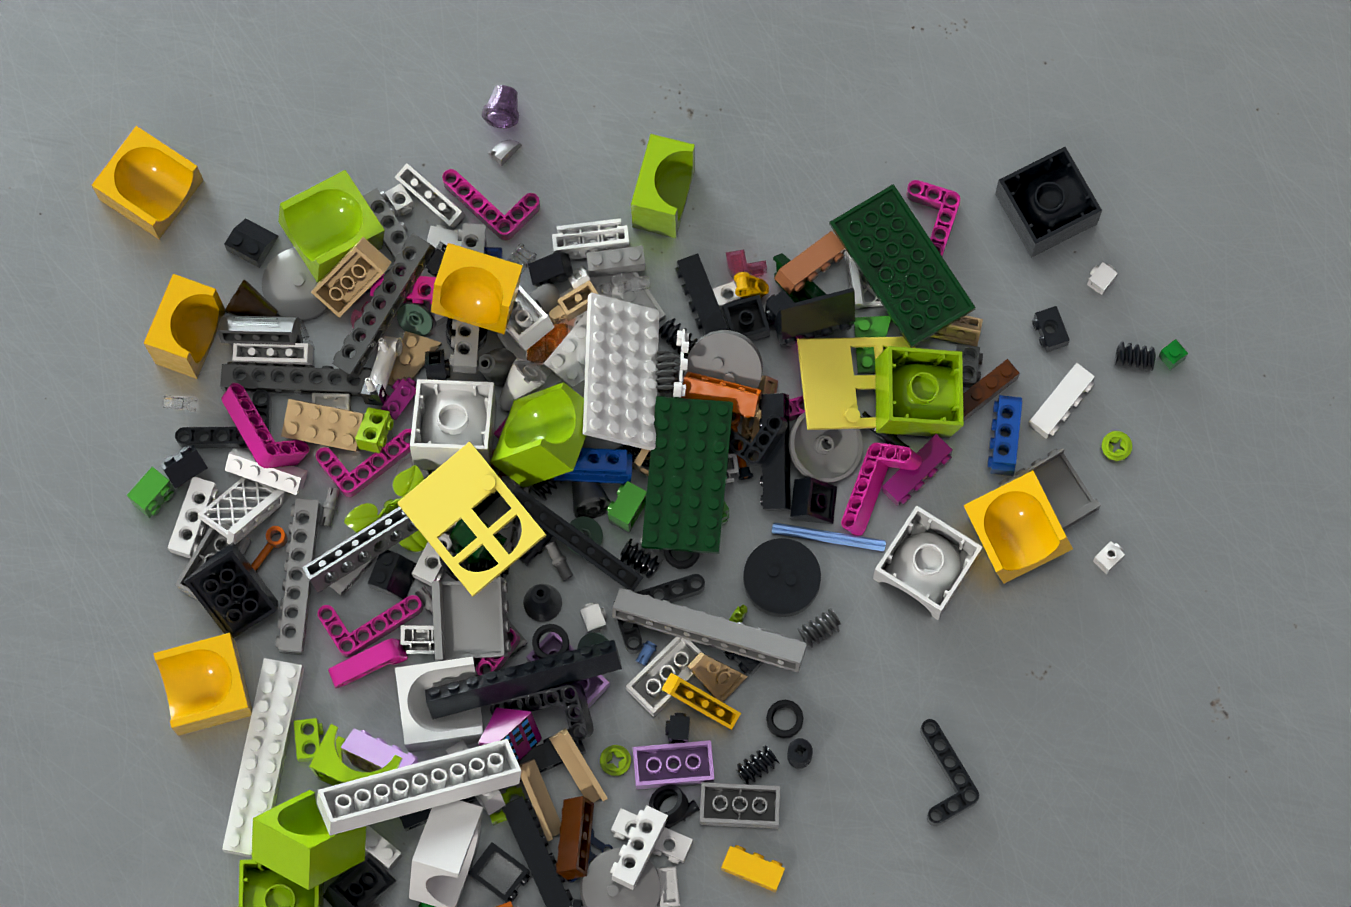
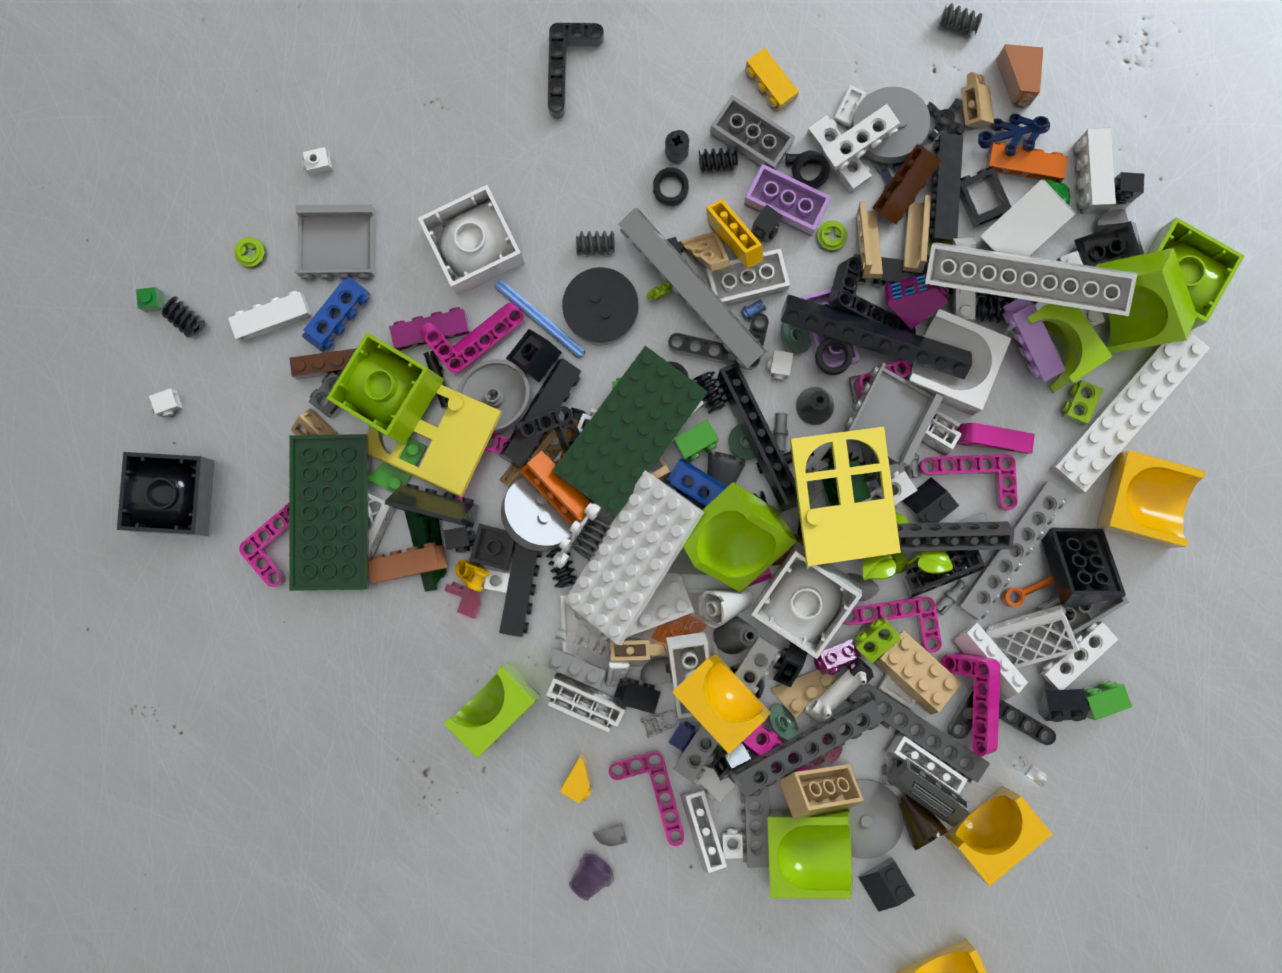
camera: 145 degrees left, 10 degrees up
(339, 529) = (962, 567): none -> black brick
(557, 171) = (578, 781): none -> yellow slope
(1018, 527) = (376, 221): yellow piece -> none
(1052, 318) = (235, 373): black brick -> none

